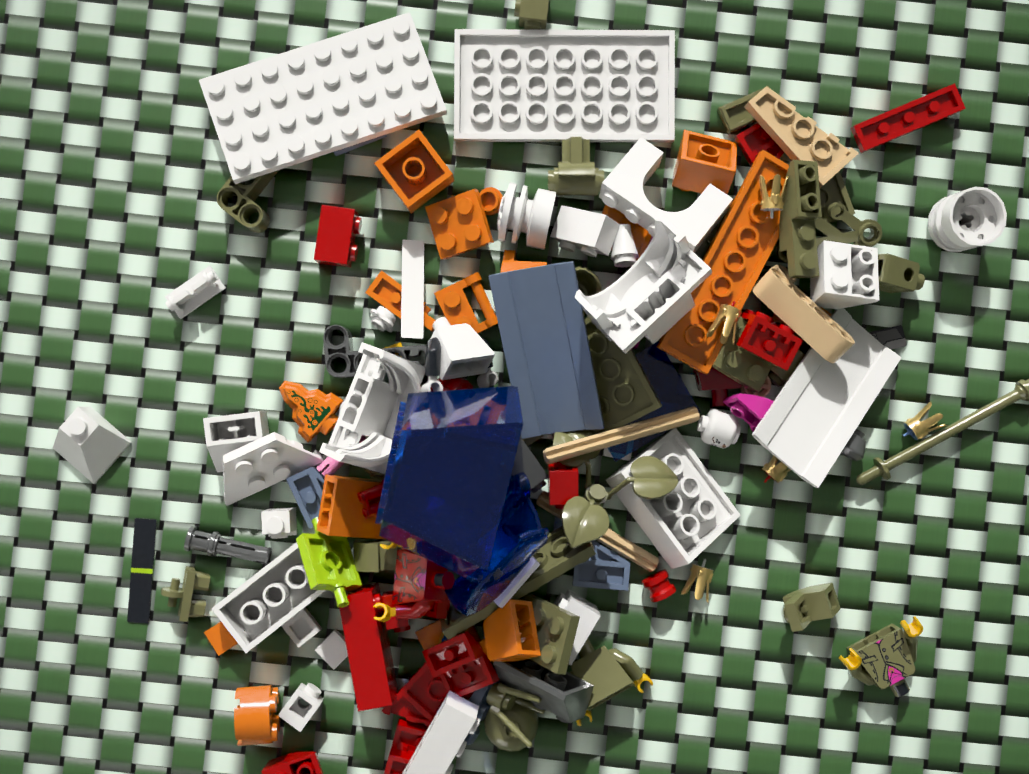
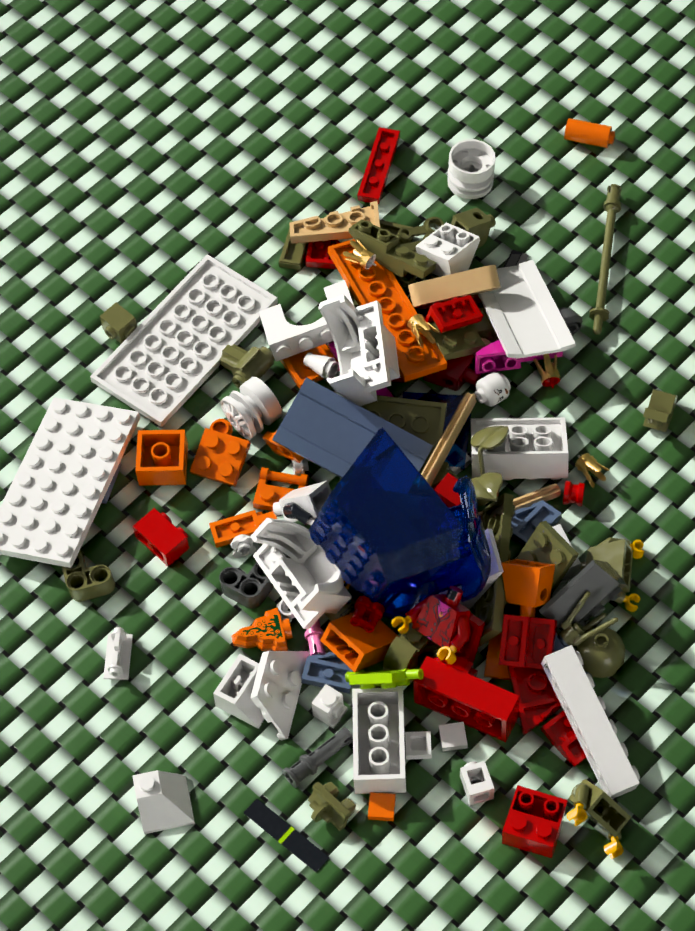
camera: 45 degrees left, 30 degrees down
(255, 716) = (458, 811): orange brick -> none
(412, 289) = (233, 509): white sticker -> none
(585, 231) = (289, 378): white brick -> none
(704, 162) = (306, 291): orange slope -> none
(919, 429) = (588, 277): pearl gold piece -> none

